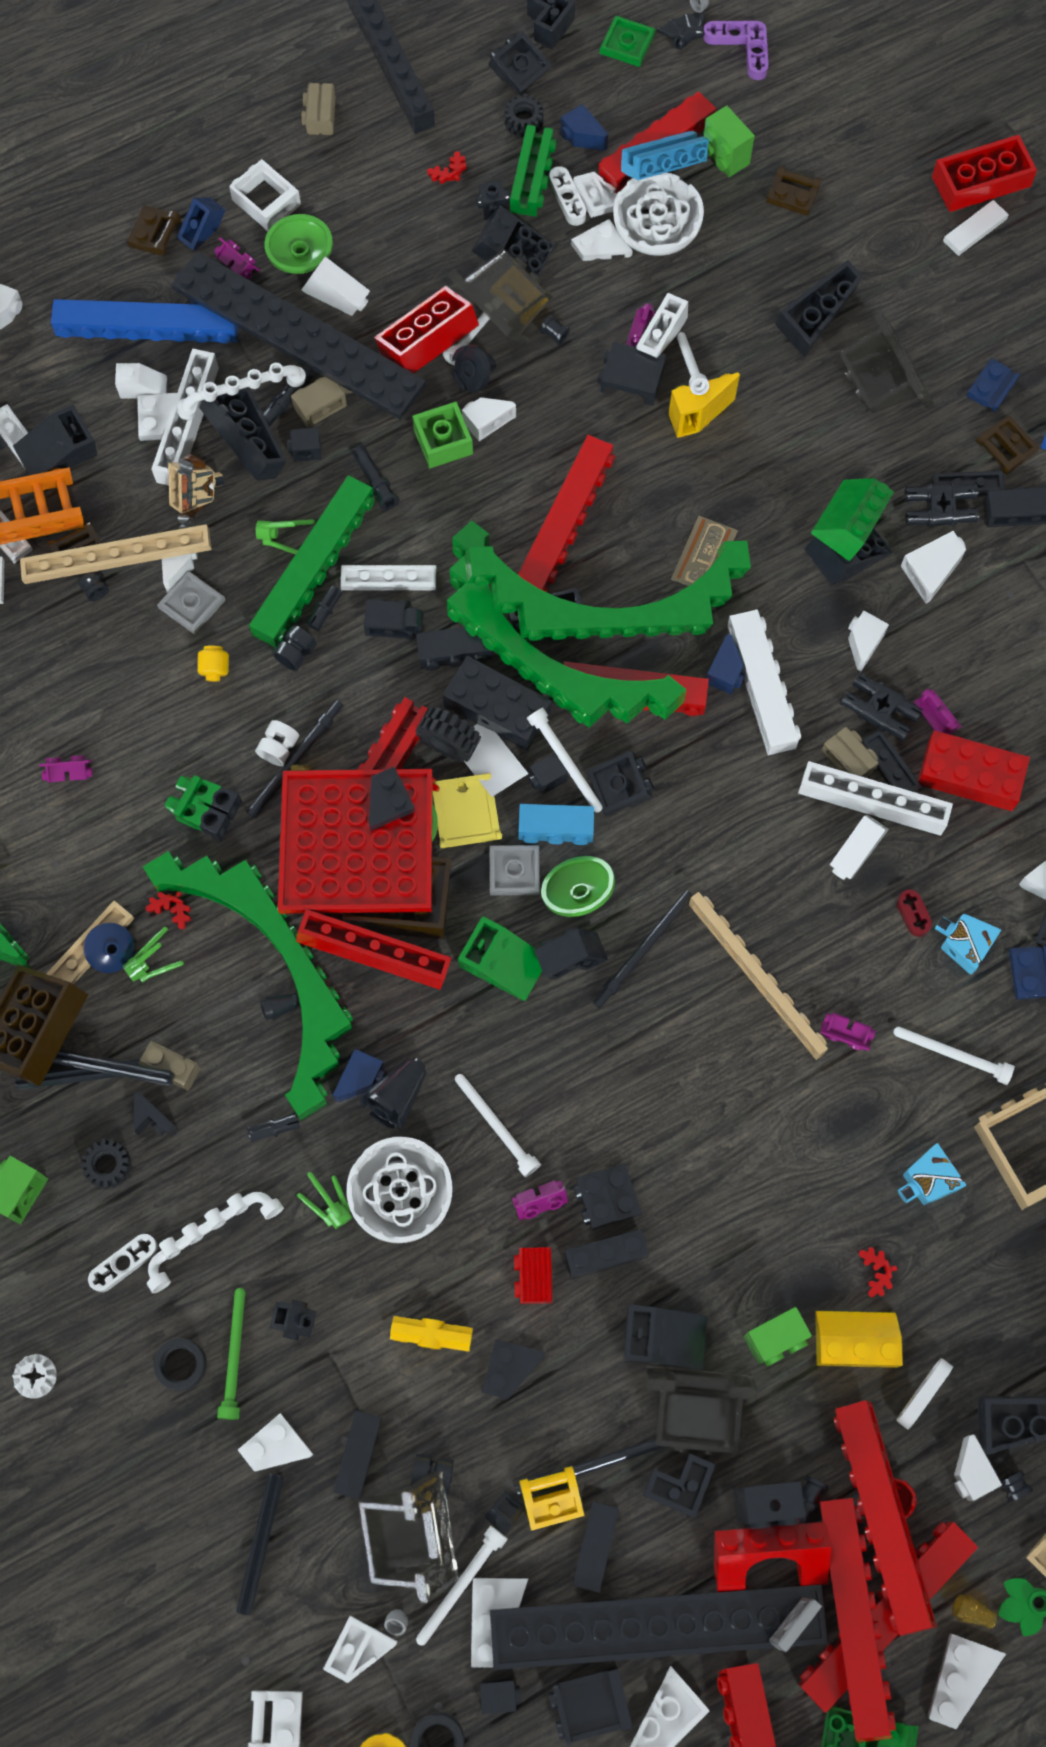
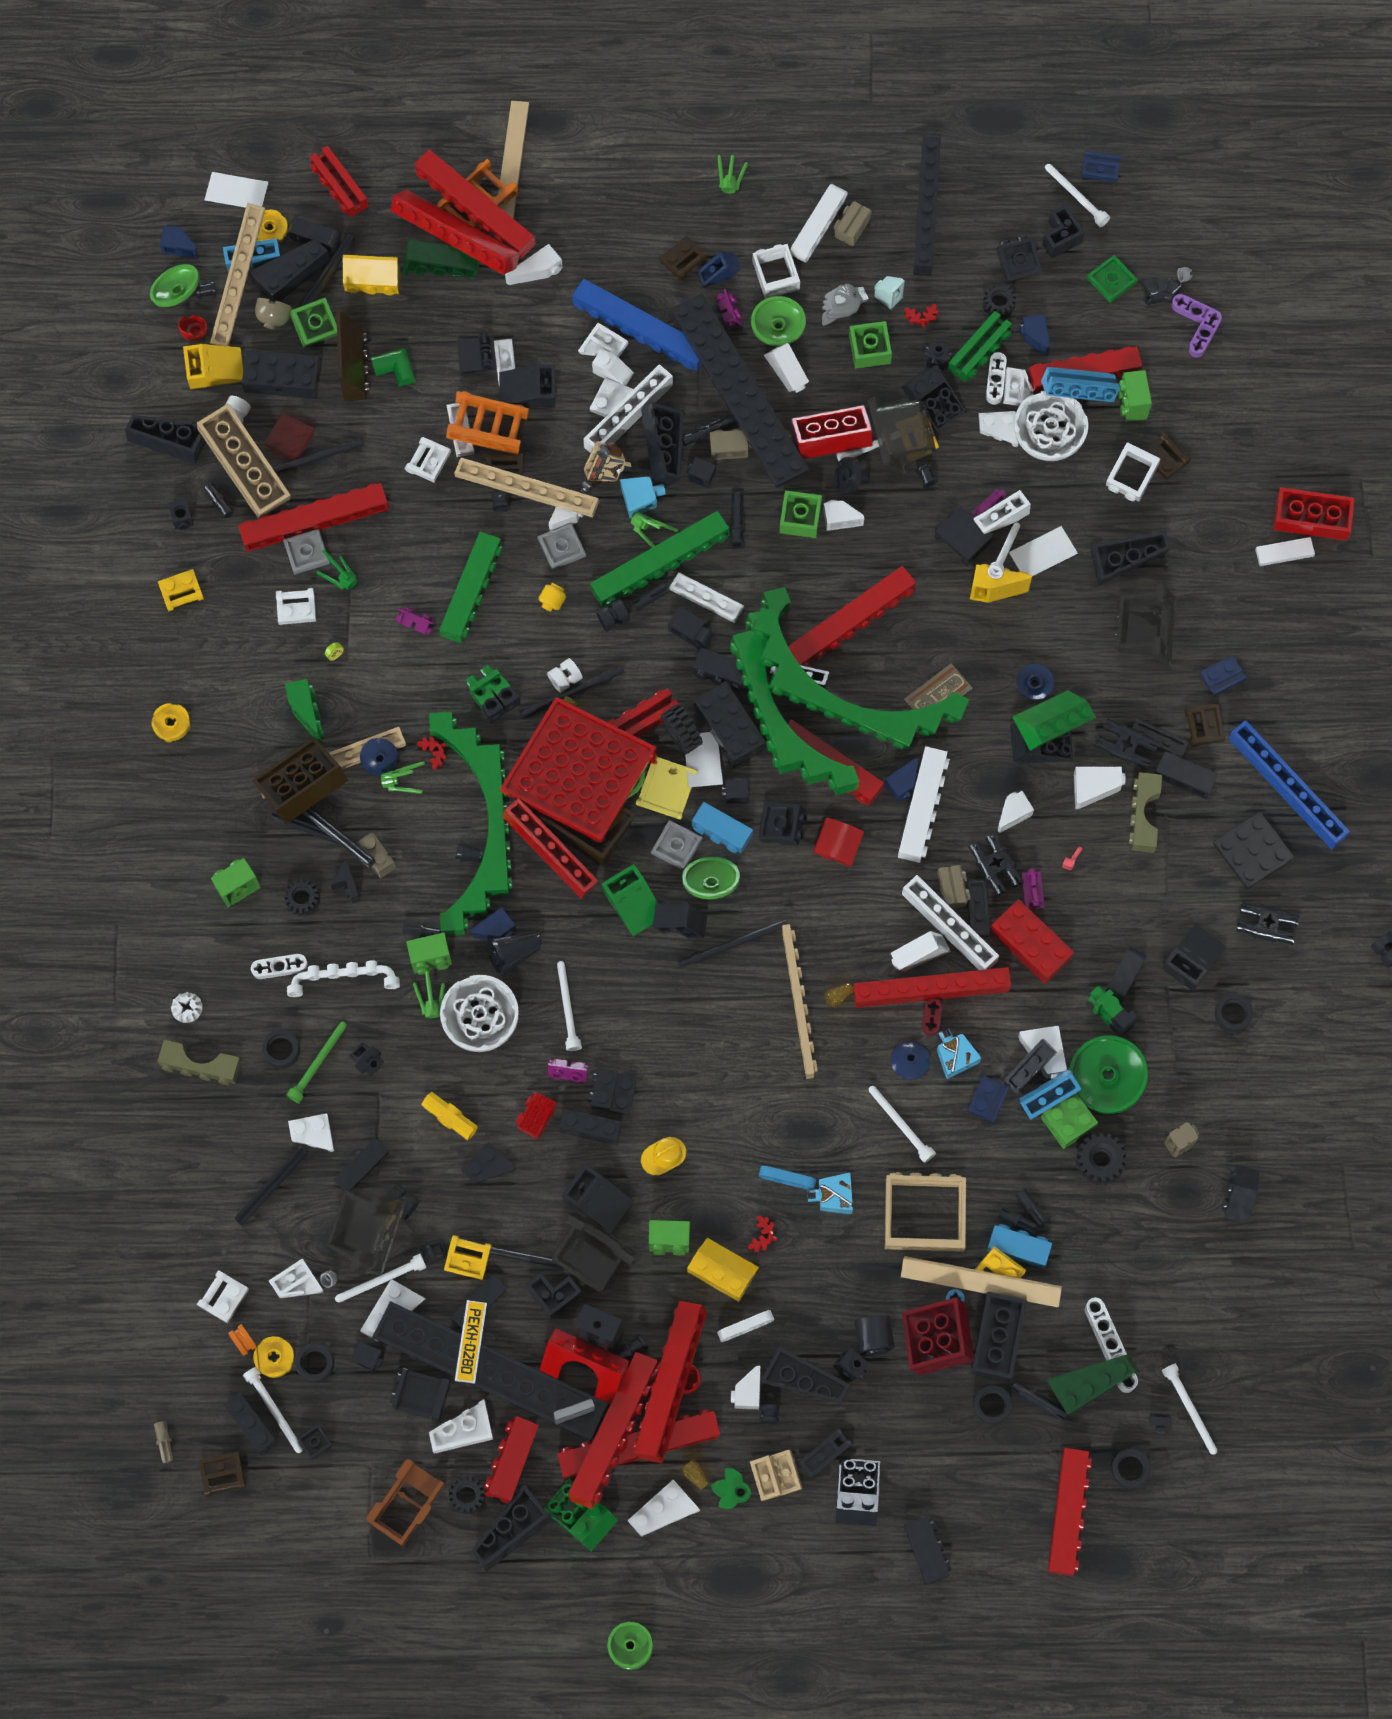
camera: 30 degrees right, 0 degrees up
(53, 1446) = (223, 1068): none -> olive arch
(112, 352) = (603, 339): none -> white wing
(112, 700) = (470, 587): none -> green brick
(161, 130) = (729, 183): none -> bright green plant
(249, 501) = (640, 494): none -> medium azure torso
(282, 125) = (818, 223): none -> white beam
(295, 378) = (720, 418): white bar -> none
(299, 1150) = (429, 953): none -> bright green brick
(357, 194) = (842, 302): none -> light grey piece
(388, 799) = (614, 752): black wing -> none
(401, 157) = (889, 291): none -> light aqua slope
(413, 222) = (870, 344): none -> bright green brick
(540, 720) = (748, 751): white piece -> none
(618, 1606) = (471, 1342): none -> tile
(694, 771) = (838, 841): none -> red slope
(708, 1241) = (663, 1156): none -> yellow piece
(727, 348) = (1043, 552): none -> white sticker
(771, 199) = (1137, 454): none -> white window
(796, 945) = (837, 995): none -> clear yellow cone
(803, 480) = (1038, 674): none -> dark blue dish
(836, 1029) = (841, 1077): magenta hinge -> none
(866, 1188) = (787, 1177): none -> dark azure beam
(895, 880) = (932, 986): none -> red brick
(913, 985) = (910, 1069): none -> dark blue dish
(956, 665) = (1069, 862): none -> coral hand
(1017, 592) = (1144, 834): none -> olive arch

